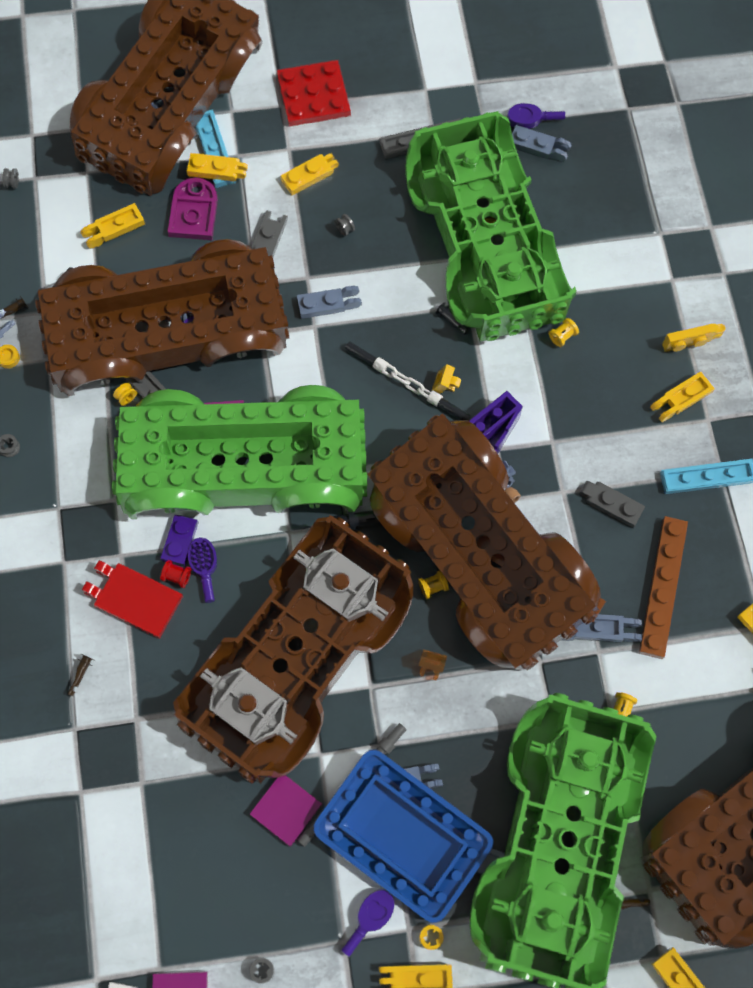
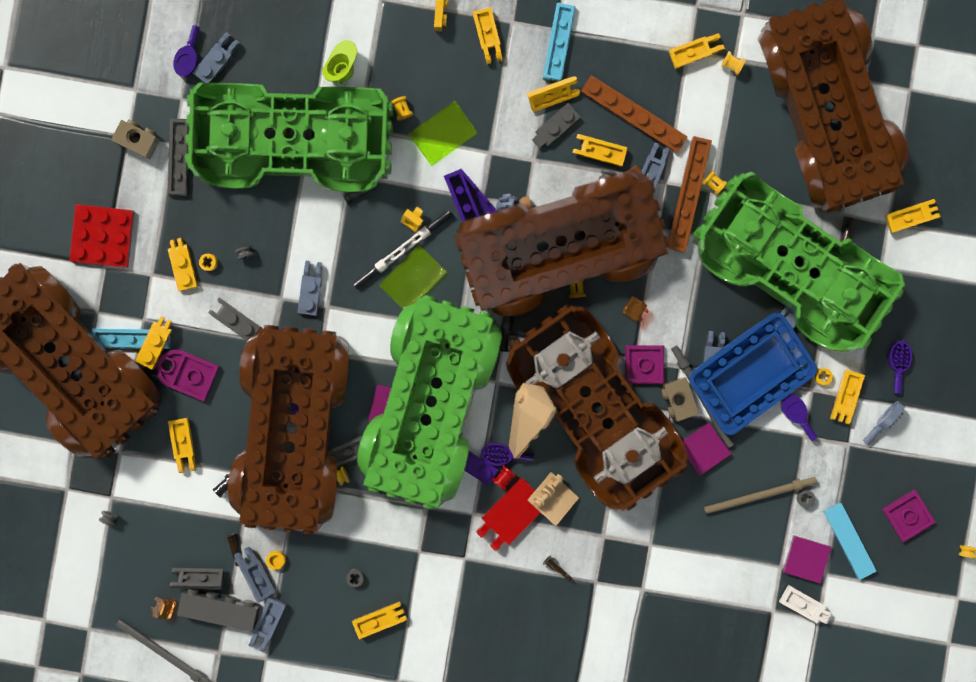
camera: 70 degrees left, 20 degrees up
(166, 639) = (553, 498): none -> tan hinge
(263, 567) = (530, 414): none -> tan wedge
(275, 950) = (796, 485): none -> dark tan bar
(322, 201) = (202, 261): none -> yellow bush
(332, 768) = (688, 407): none -> dark tan brick
(368, 698) = (644, 364): none -> magenta tile
(382, 403) = (412, 277): none -> clear neon green piece
(425, 93) = (124, 137): none -> dark tan brick
(553, 385) = (442, 133): none -> clear neon green piece
(584, 257) = (340, 62): none -> lime piece
(597, 681) = (689, 194): none -> dark orange plate
(606, 561) = (601, 150): none -> yellow hinge
(647, 485) = (552, 94): none -> yellow hinge

